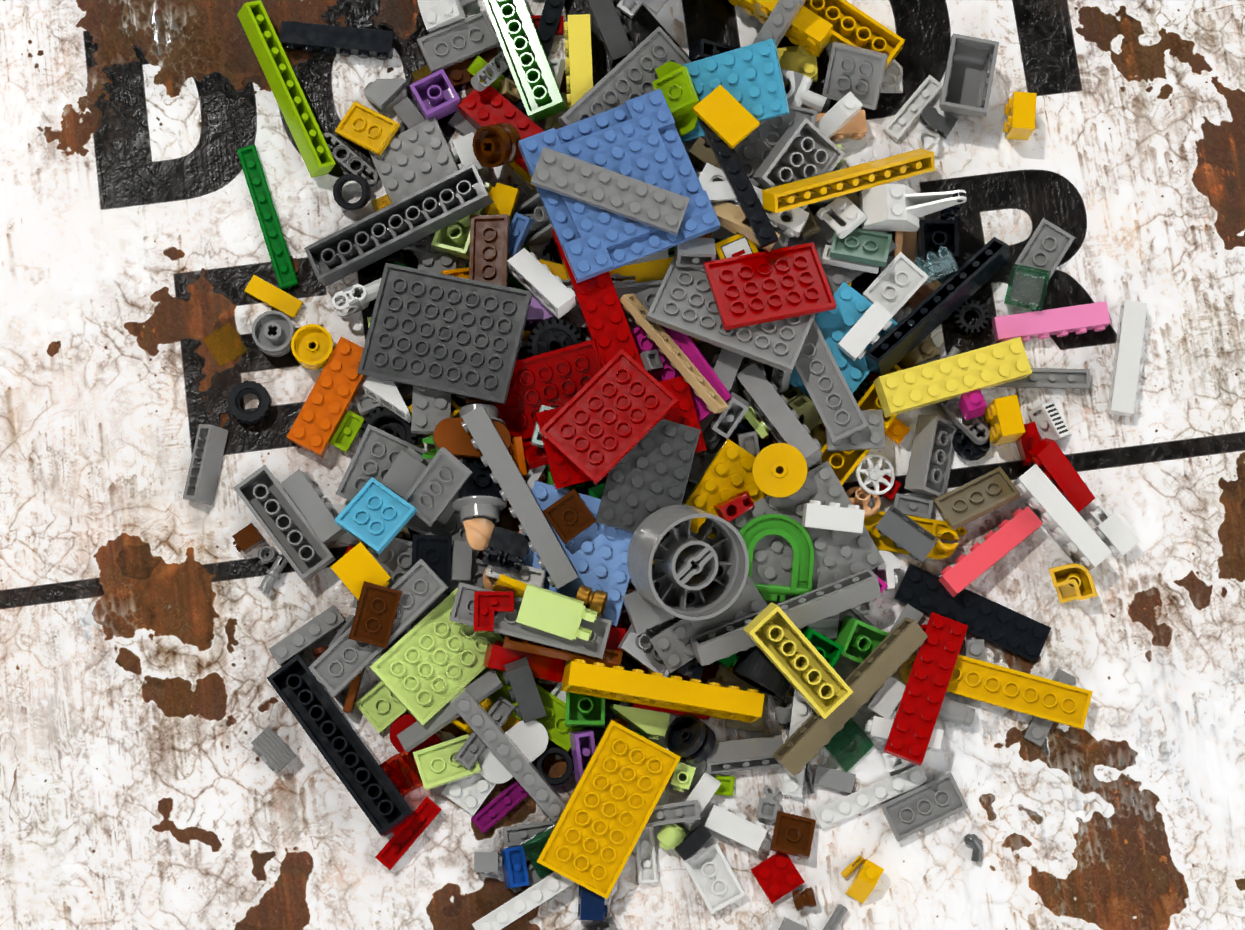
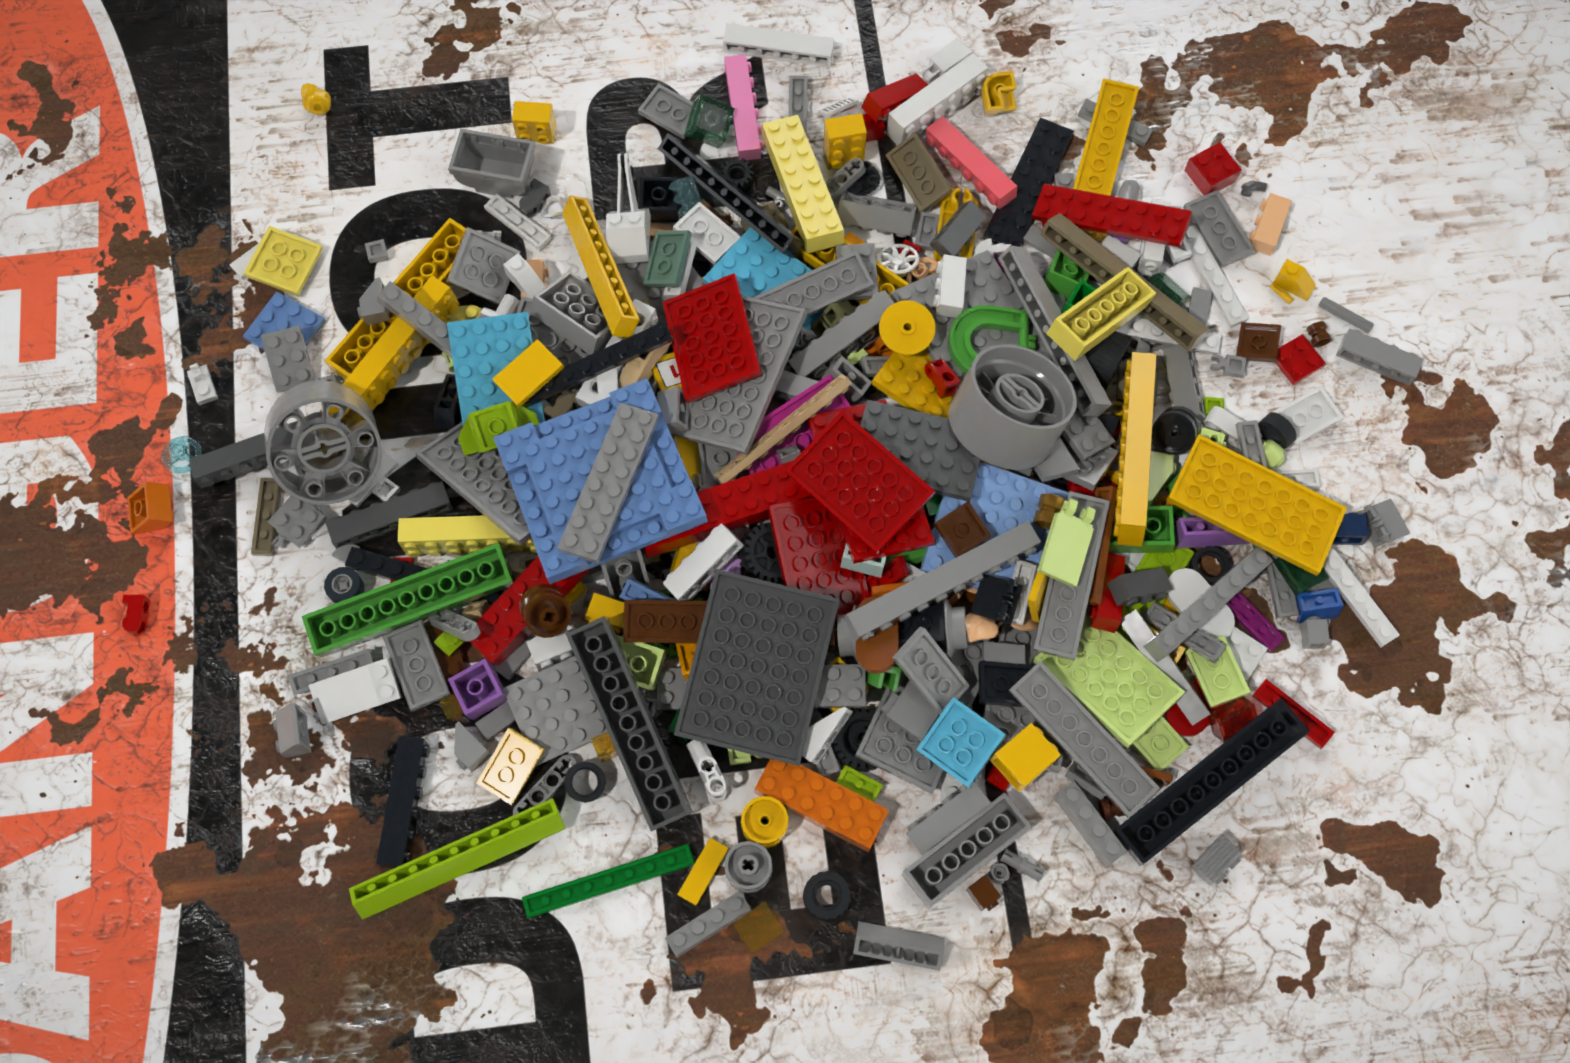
camera: 85 degrees left, 10 degrees down
(227, 301) = (708, 924): none -> light grey plate
(375, 615) = (1073, 738): reddish brown tile -> none
(486, 604) = (1060, 617): red plate -> none
(736, 827) = (1256, 393): white brick -> none
(846, 211) = (633, 269): white plate -> none
(865, 331) = (757, 255): white brick -> none
(930, 859) = (1269, 223): none -> light nougat brick
(972, 404) = (829, 169): dark pink brick -> none
(992, 804) = (1213, 169): none -> red brick

